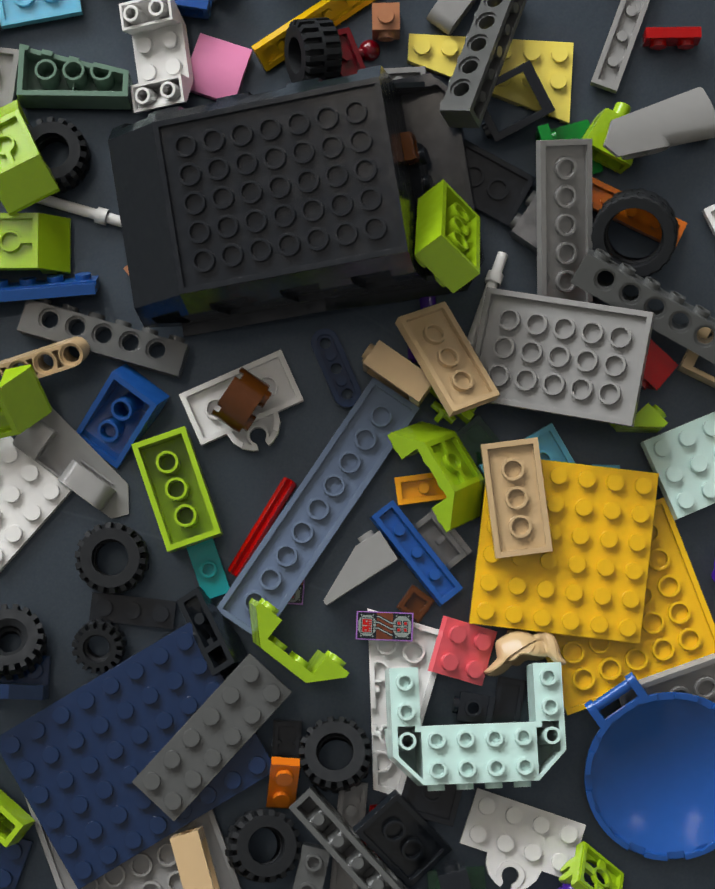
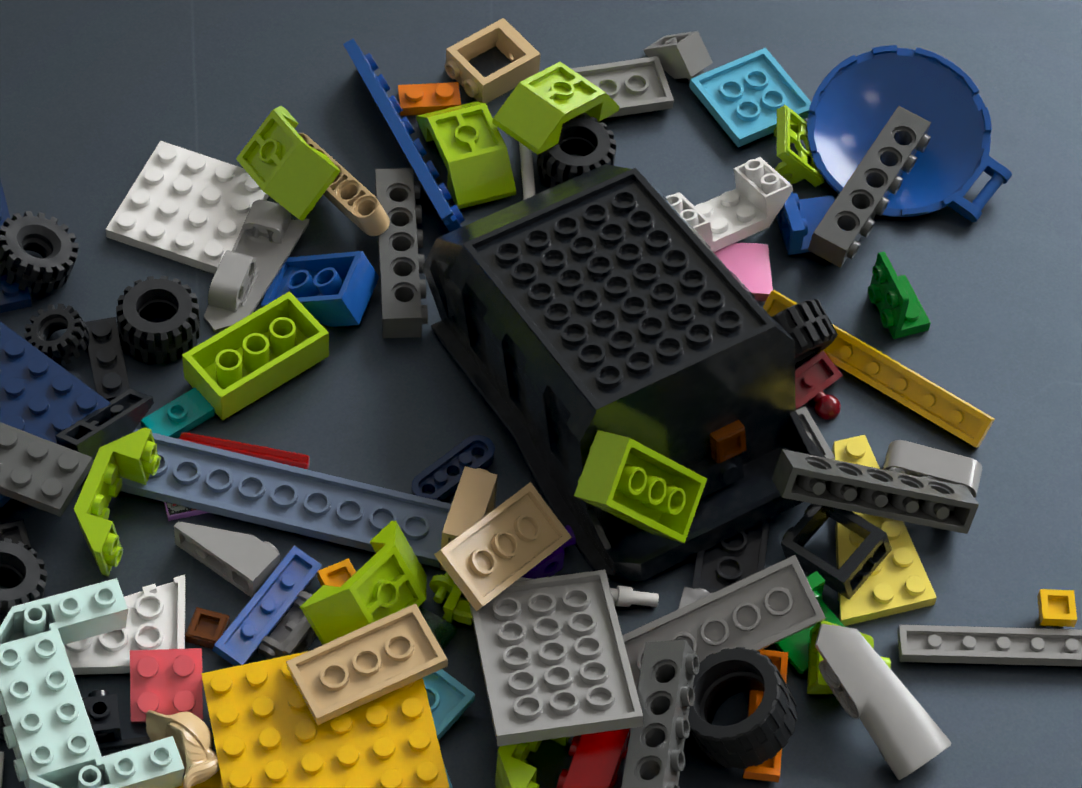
camera: 60 degrees right, 30 degrees down
(69, 83) = (656, 140): sand green wedge -> none
(204, 398) = (378, 396): white plate -> none
(241, 400) = (376, 374): reddish brown brick -> none
(384, 626) = (169, 593): tile -> none
(386, 21) = (866, 405): nougat brick -> none
(661, 37) = (998, 700): red plate -> none

